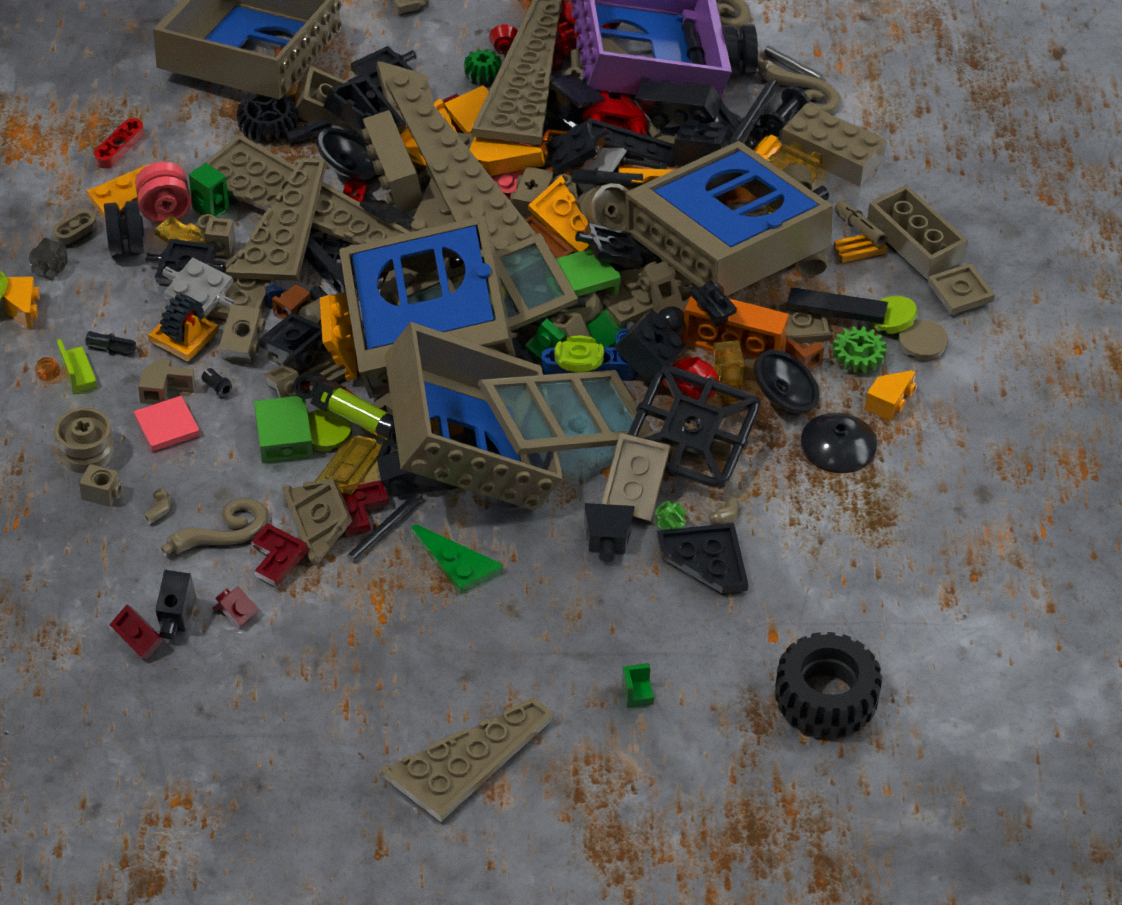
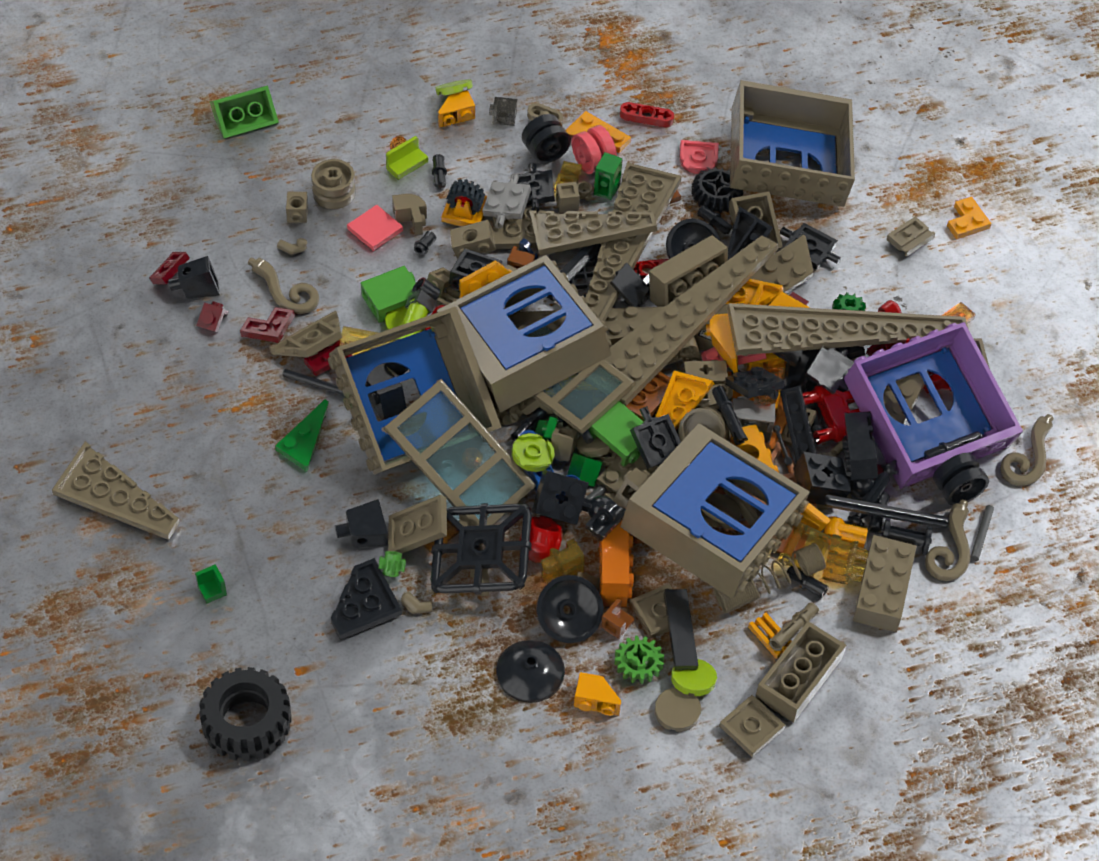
camera: 70 degrees right, 5 degrees up
(203, 120) = (698, 155): none -> coral tile

